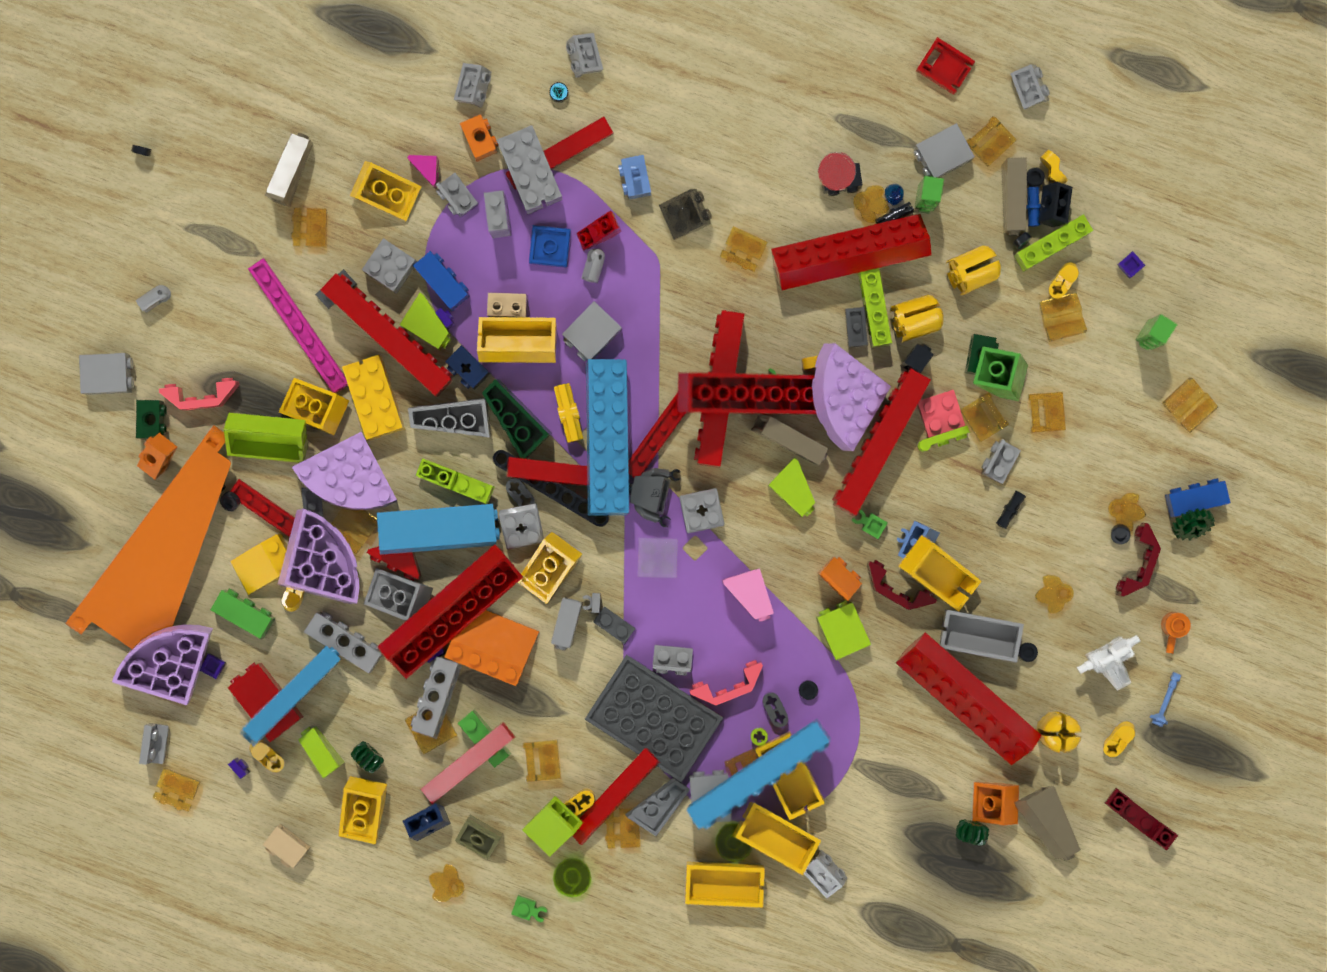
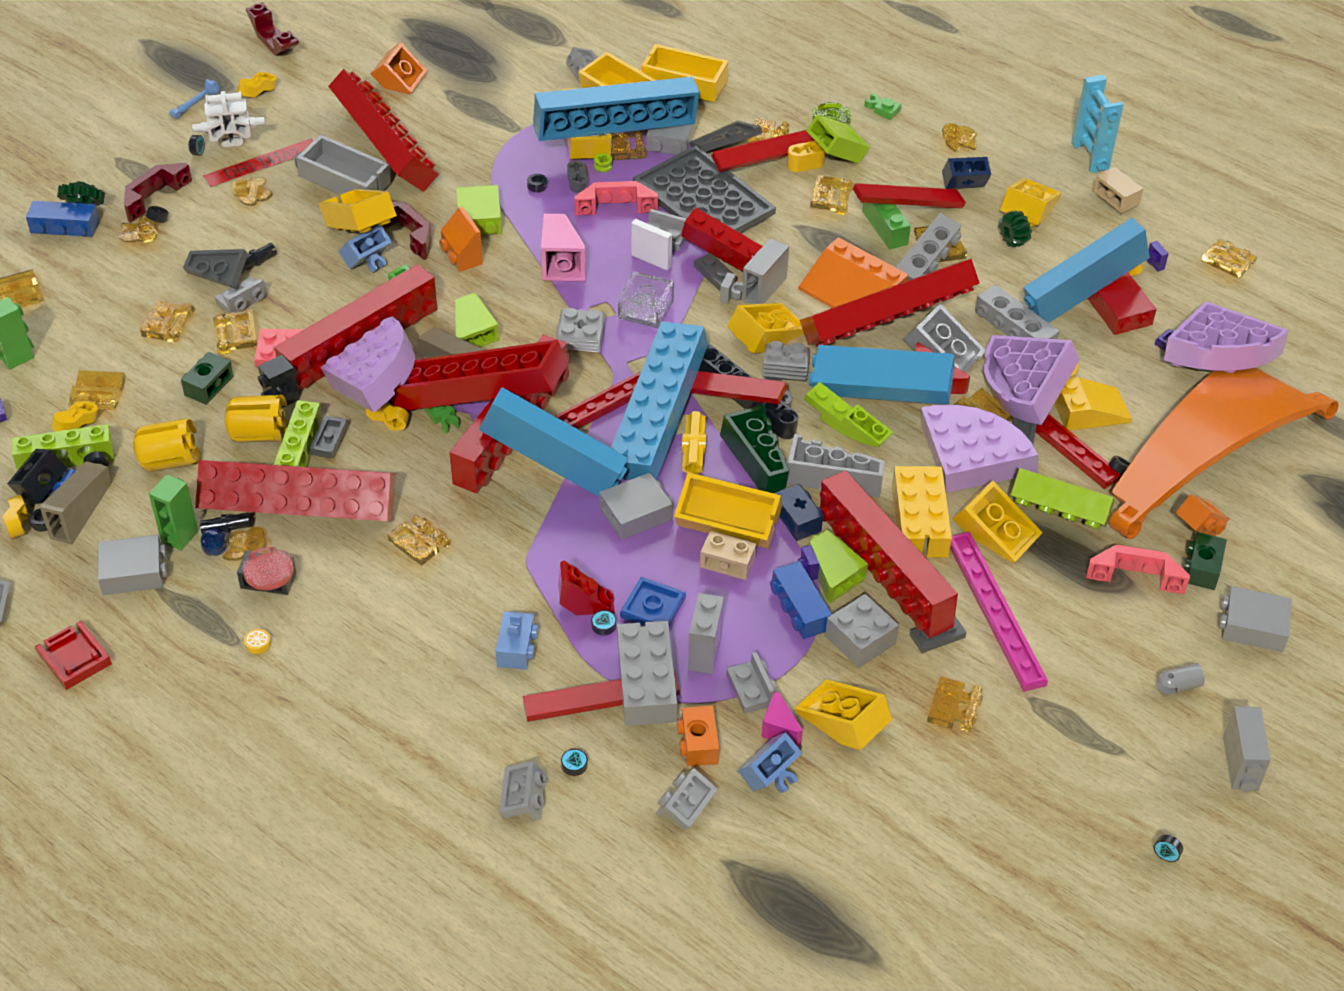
camera: 170 degrees left, 40 degrees down
(97, 241) = (1246, 748): none -> light grey brick
(154, 744) = (1248, 292): light grey bracket -> none
(243, 613) = (1127, 369): bright green brick -> none
(289, 170) = (966, 760): slope -> none
(316, 909) = (1089, 116): none -> medium azure fence
(320, 751) = (1060, 235): lime slope -> none
(422, 126) = (770, 764): none -> medium blue brick
(478, 837) = (912, 159): olive slope -> none
(579, 217) = (603, 622): none -> tile
(593, 265) = (607, 566): light grey piece -> none
(612, 647) = (719, 239): none -> red brick
(650, 493) = (626, 353): dark grey torso -> none
(667, 346) = (553, 443): none -> dark azure brick
(675, 625) = (651, 244): none -> white tile
(686, 213) = (470, 586): clear smoke plate -> none
(821, 120) = (257, 641): none -> yellow tile
(943, 439) = (288, 320): lime plate -> none
(972, 832) = (432, 54): dark green gear -> none
(995, 145) = (67, 557): clear yellow plate -> none
(1001, 373) = (192, 340): bright green slope -> none
(1034, 482) = (217, 265): none -> dark grey wing
(1049, 821) = (356, 46): dark tan slope -> none
(1066, 639) = (256, 164): none -> sticker
(1066, 739) = (310, 91): yellow cylinder -> none
(1131, 631) = (196, 145): none -> black tile
(1175, 626) = (150, 140): orange piece -> none

